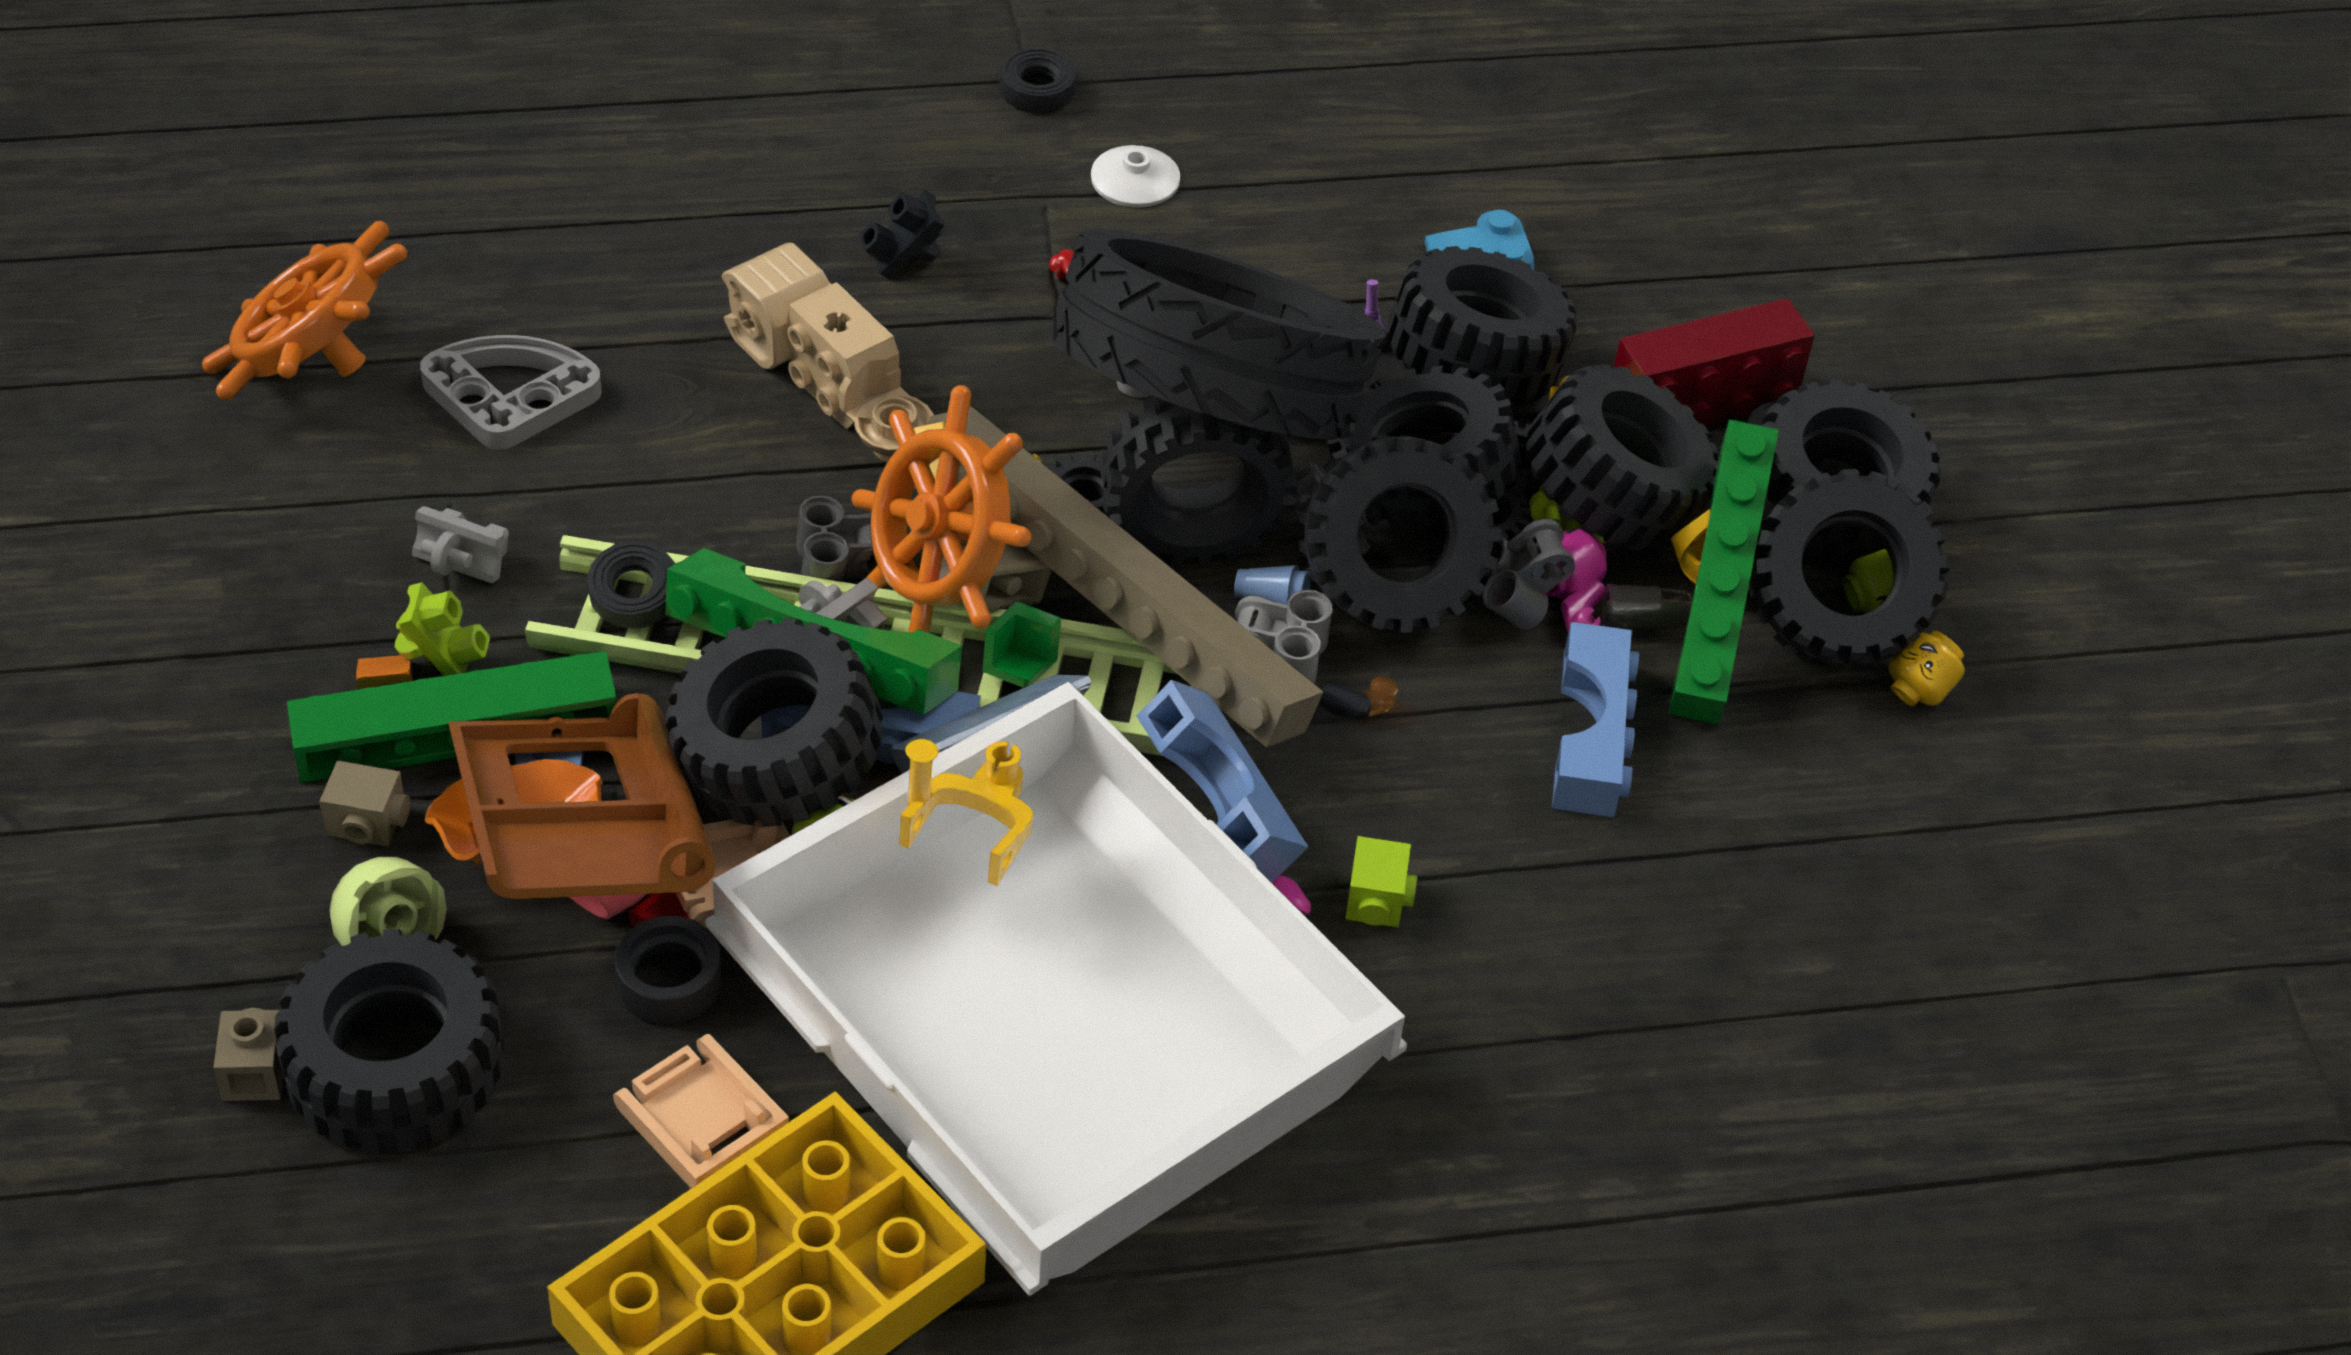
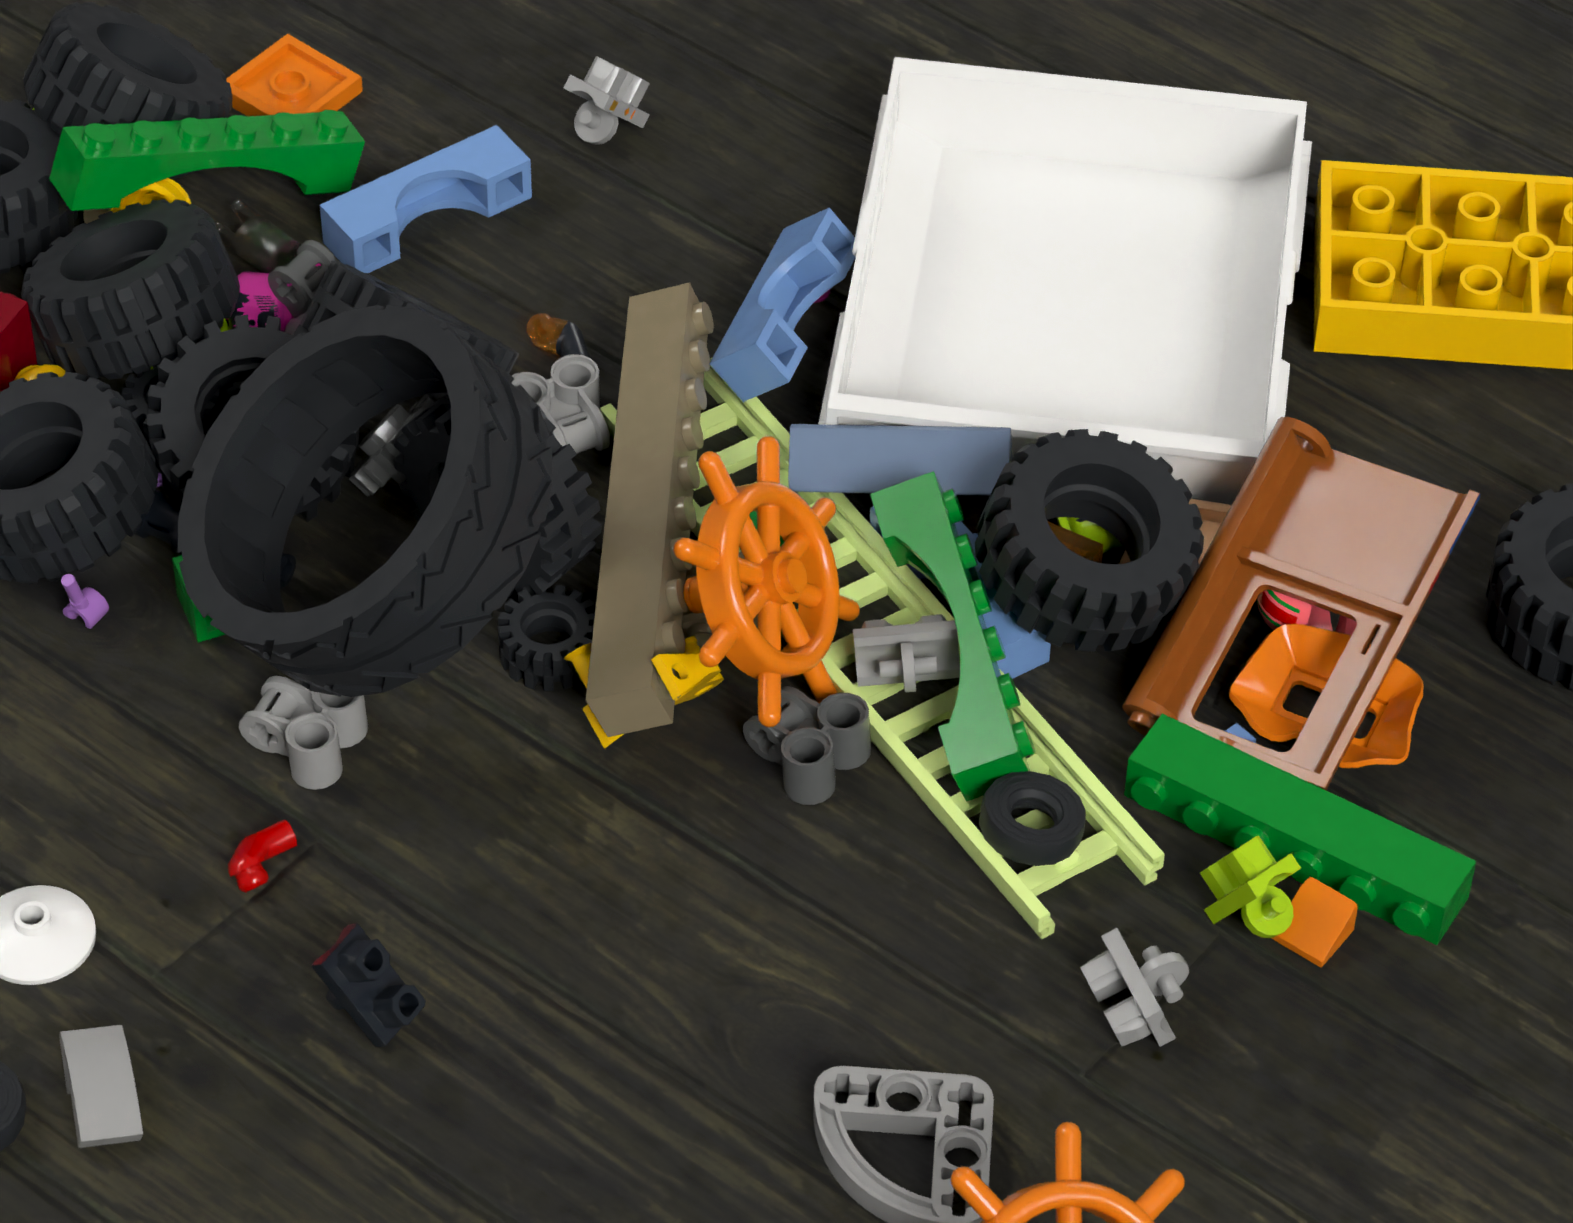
camera: 130 degrees left, 0 degrees up
(364, 804) = (1445, 804): dark tan brick -> none
(387, 896) = (1513, 692): yellowish green cylinder -> none
(697, 1107) = (1399, 434): light nougat container -> none
(835, 346) = (597, 938): tan brick -> none
(990, 120) = (101, 1086): none -> light grey slope
(990, 791) = (992, 355): yellow piece -> none
(1380, 882) = (742, 215): lime brick -> none
(1591, 882) = (611, 95): none -> light grey hips
(1823, 748) = (292, 81): none -> orange tile

